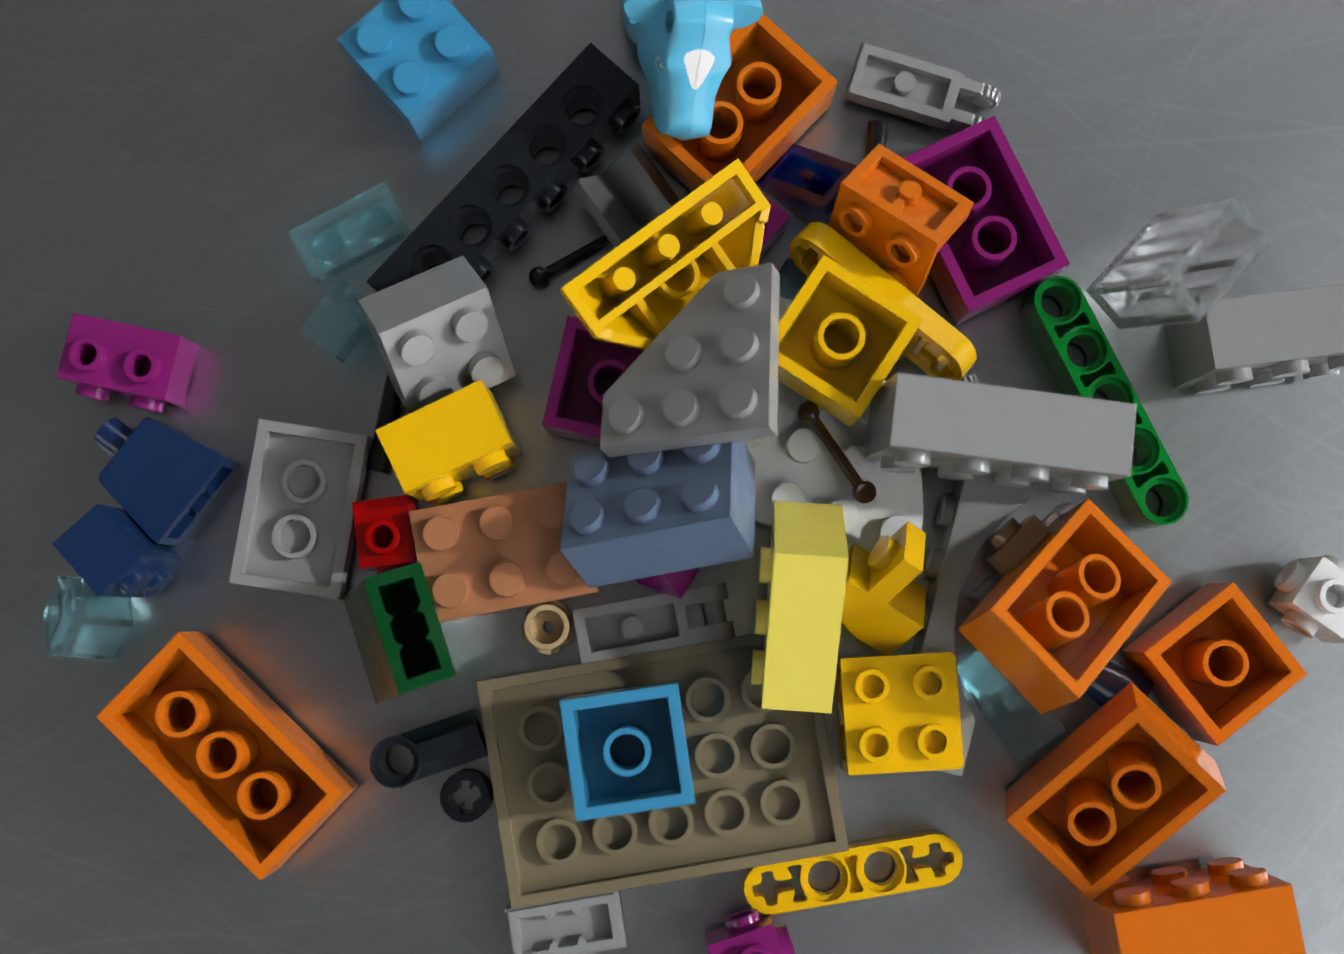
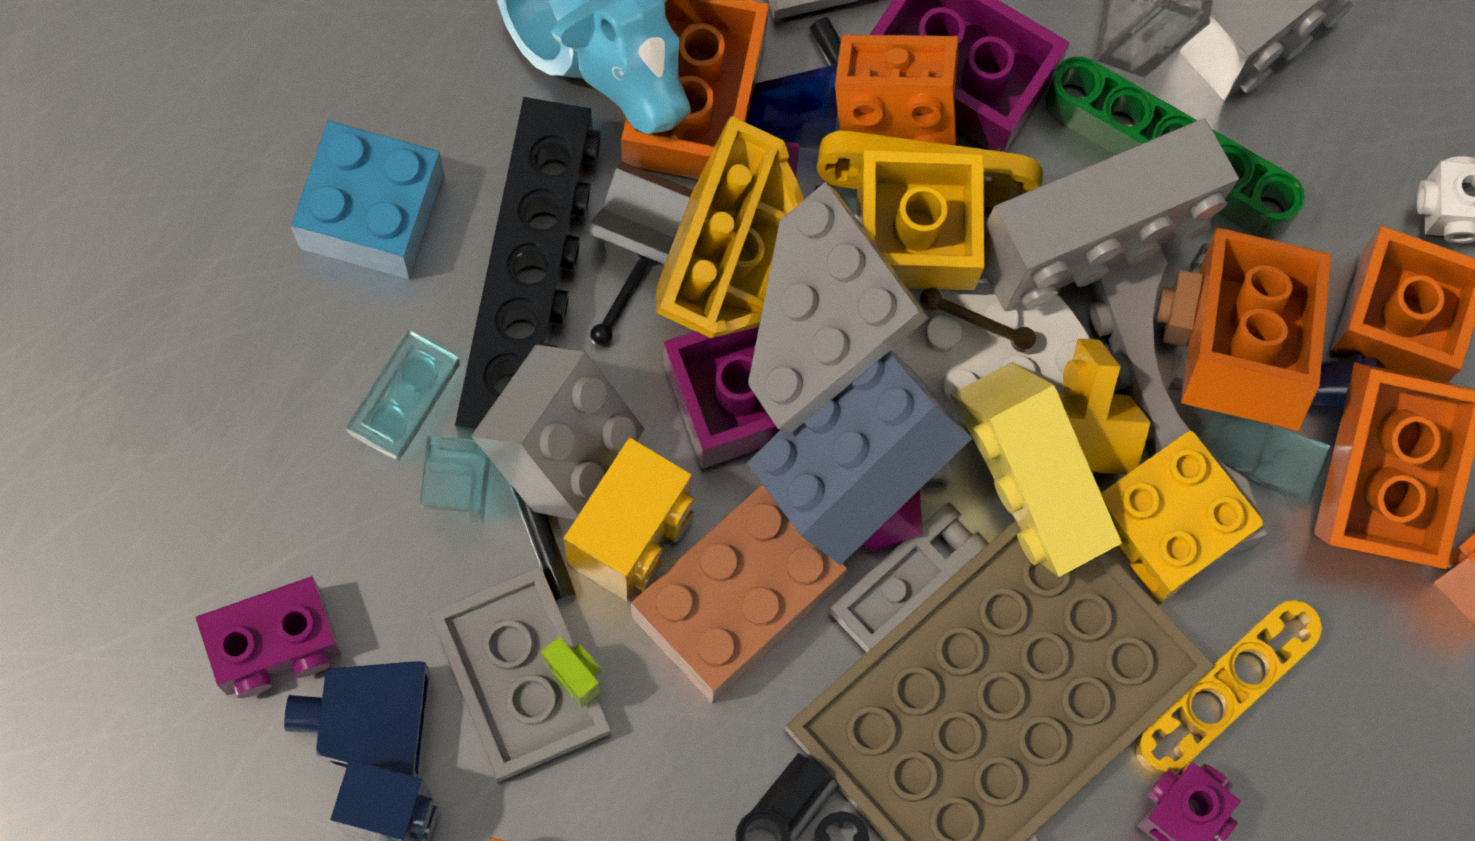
camera: 40 degrees left, 10 degrees down
(330, 537) = (573, 669): none -> lime plate
(385, 532) = (620, 644): red brick -> none
(398, 632) = (693, 715): dark green brick -> none
(548, 642) = (832, 637): tan plate -> none
(627, 750) = (966, 685): dark azure brick -> none

